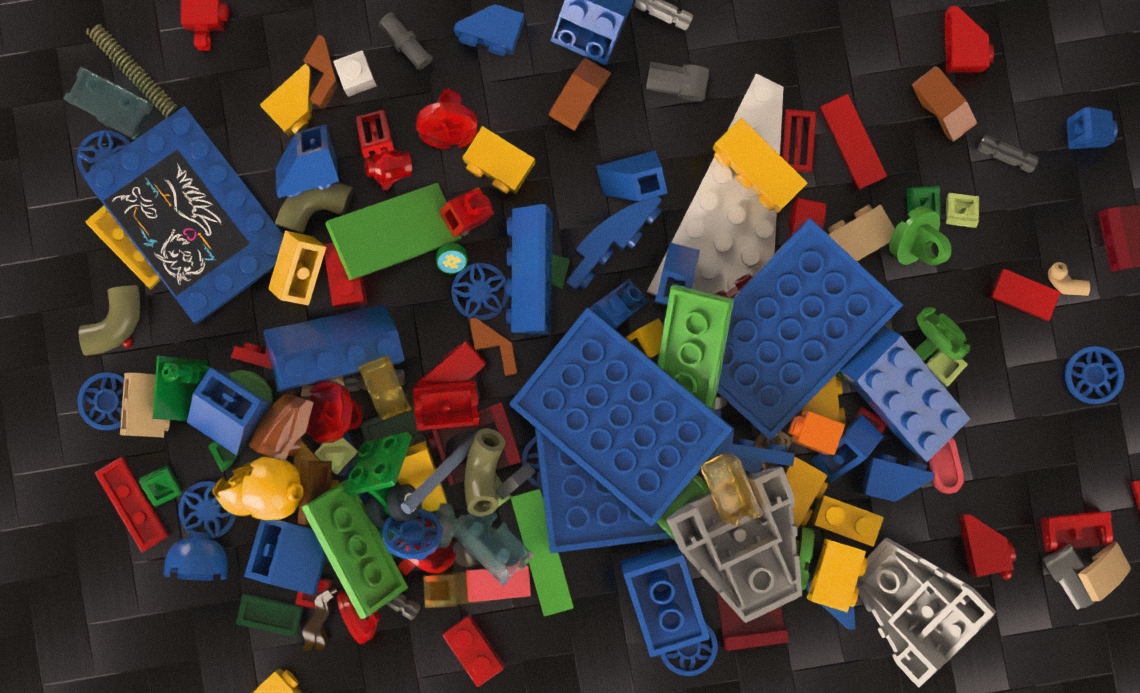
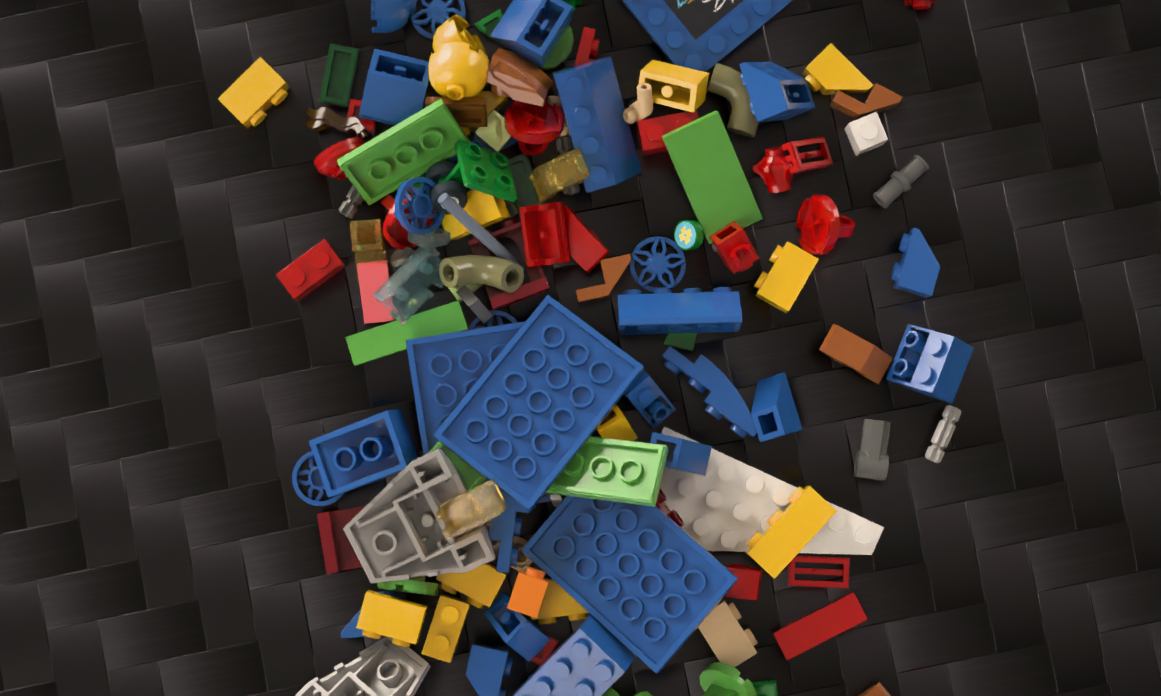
camera: 95 degrees right, 0 degrees up
(318, 301) = (642, 107): none -> tan arm

